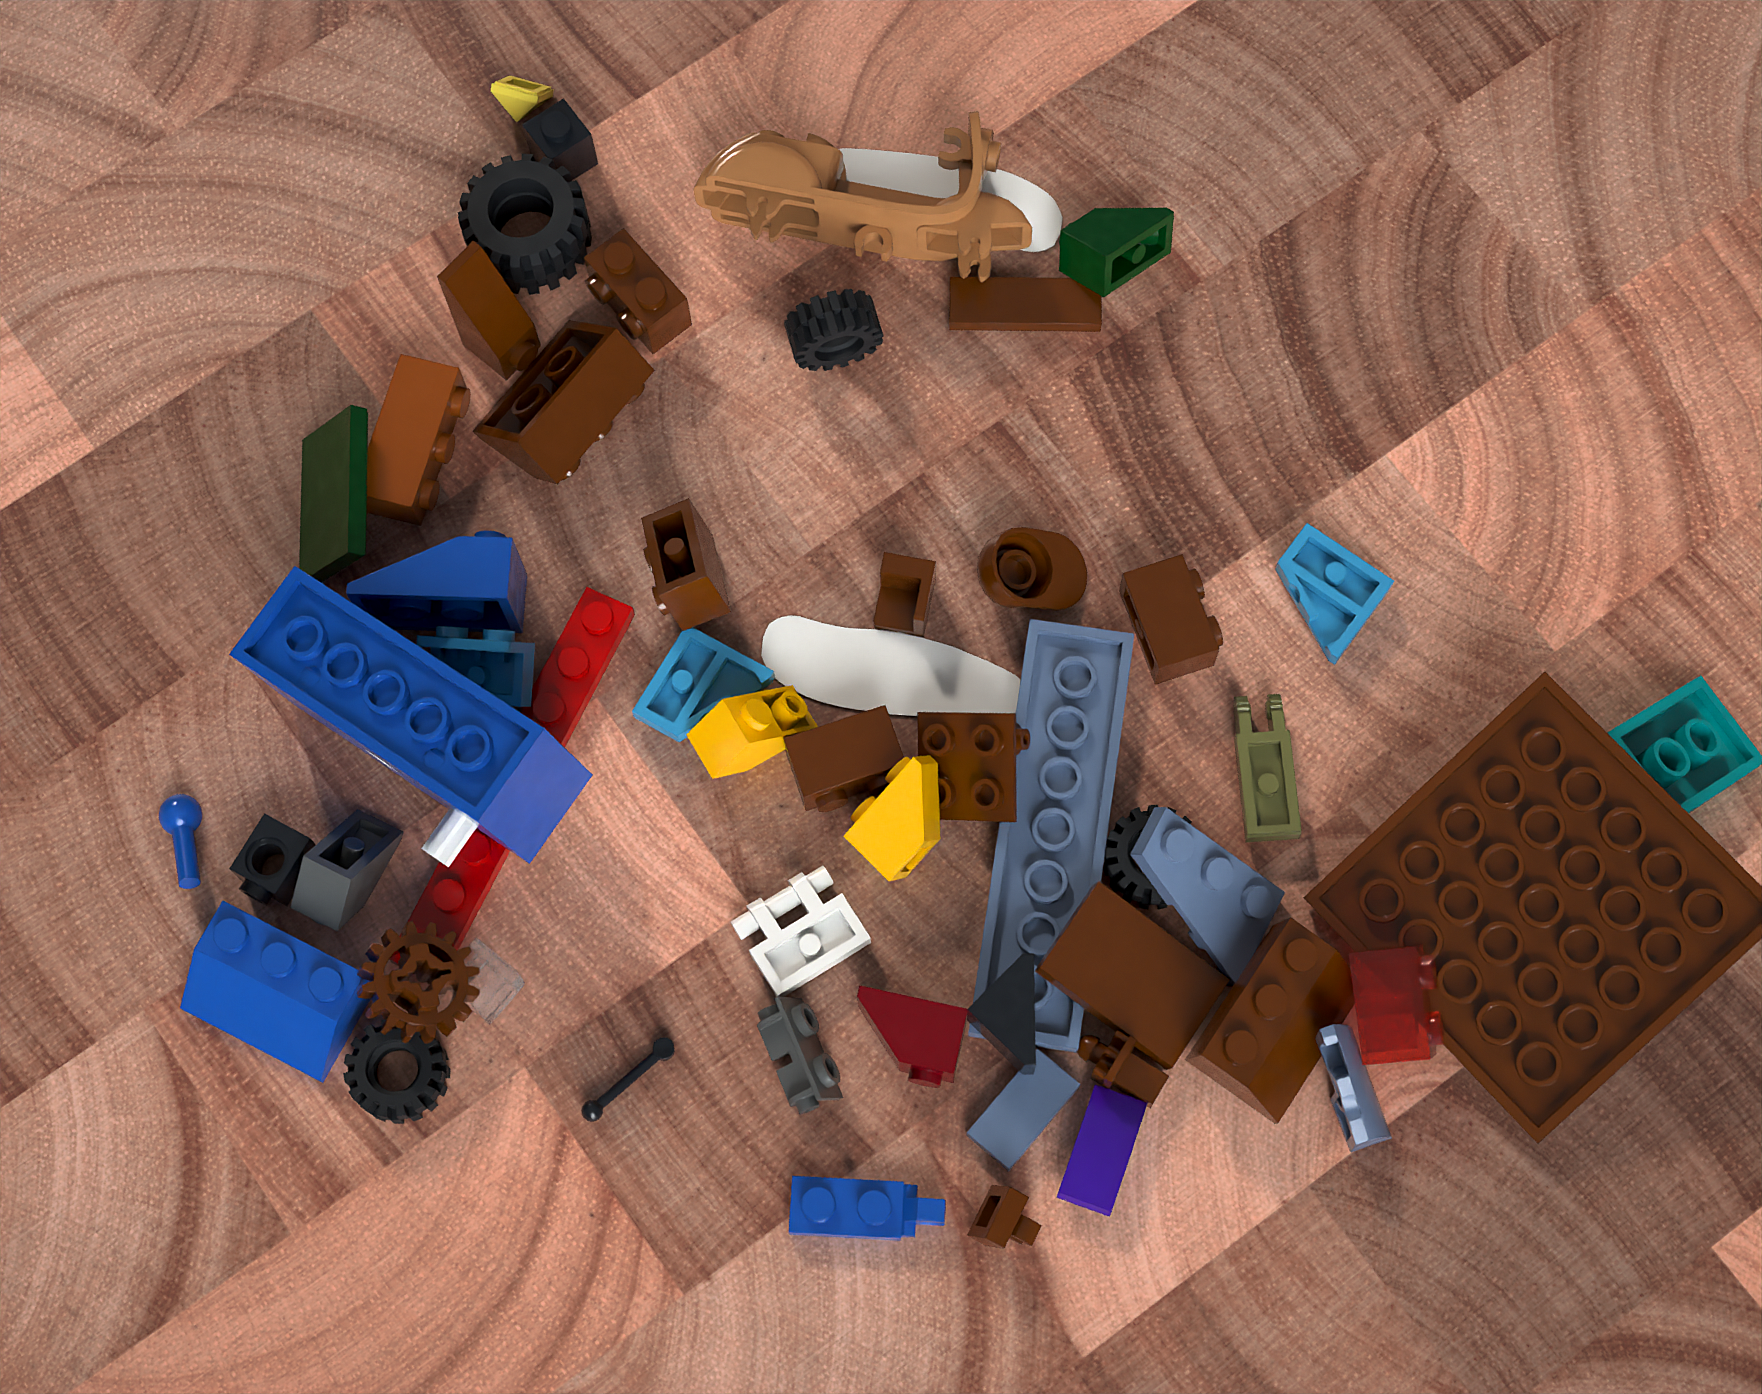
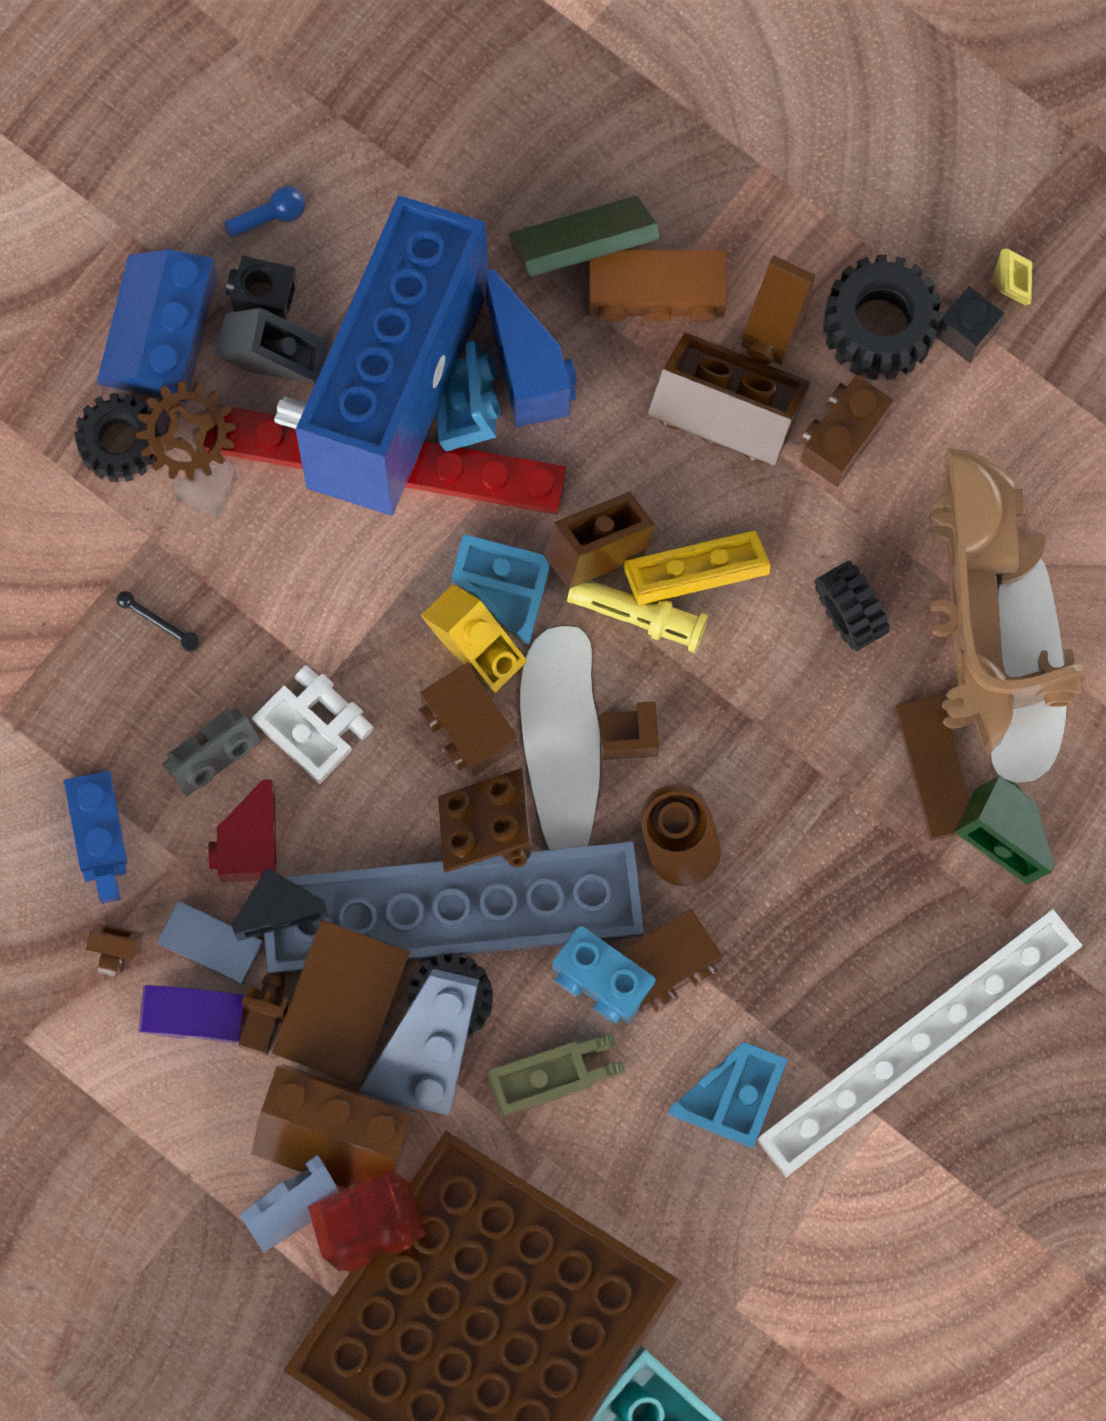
camera: 70 degrees right, 5 degrees up
(742, 480) = (697, 567): none -> yellow tile
(786, 534) = (659, 619): none -> light yellow pin
(902, 821) = (421, 778): yellow slope -> none
(1172, 684) = (603, 975): none -> dark azure bracket
(1319, 395) = (919, 1043): none -> white plate

